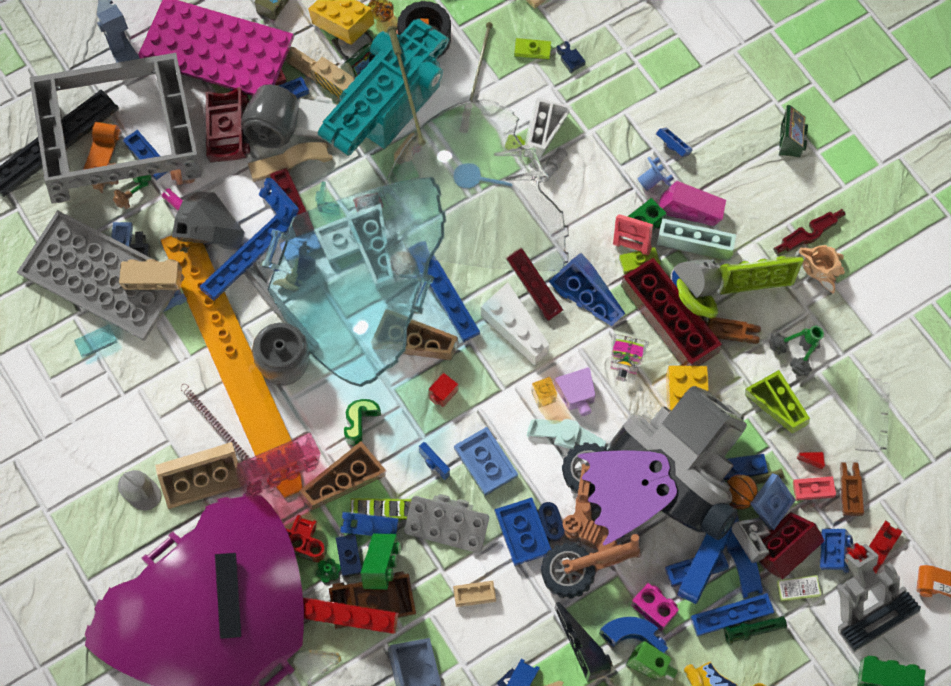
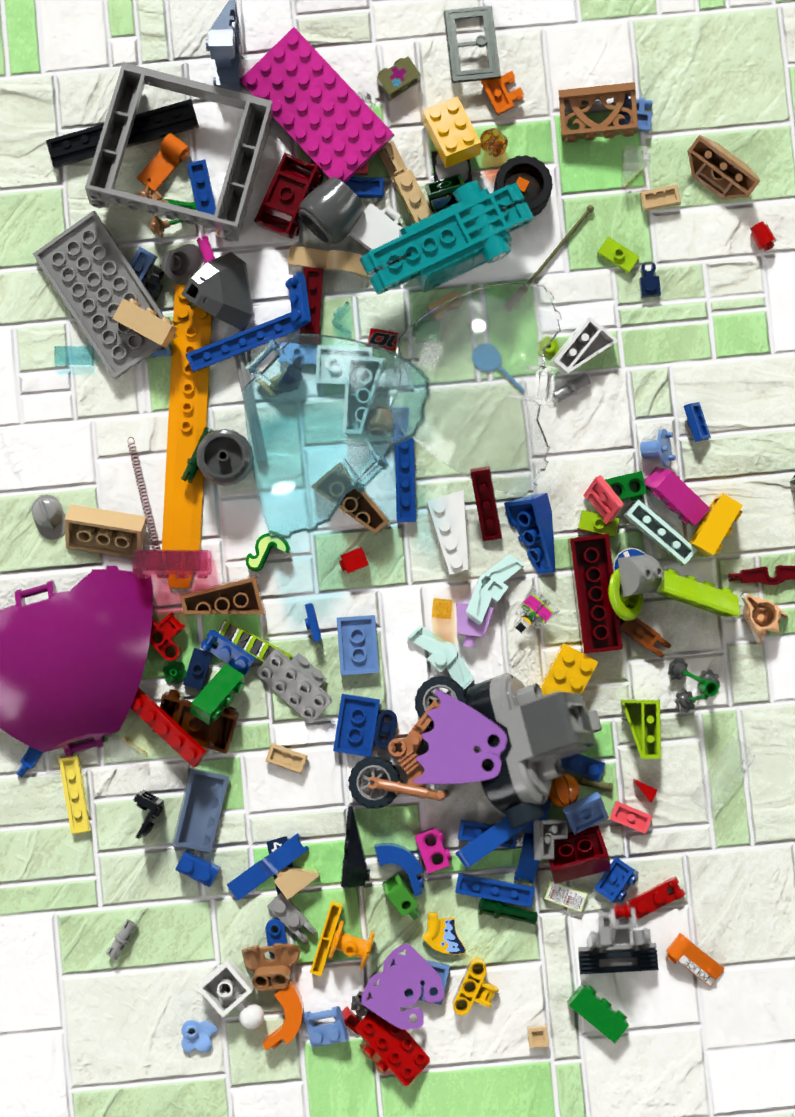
camera: 35 degrees right, 20 degrees up
(157, 217) = (181, 261): none -> light grey piece
(227, 595) = (67, 669): black tile -> none
(253, 374) = (192, 466): none -> dark green pin
(397, 51) = (474, 213): olive piece -> none
(578, 352) = (492, 587): none -> light aqua plate
(739, 209) = (716, 525): none -> yellow brick
(851, 491) = (662, 836): dark orange hinge -> none

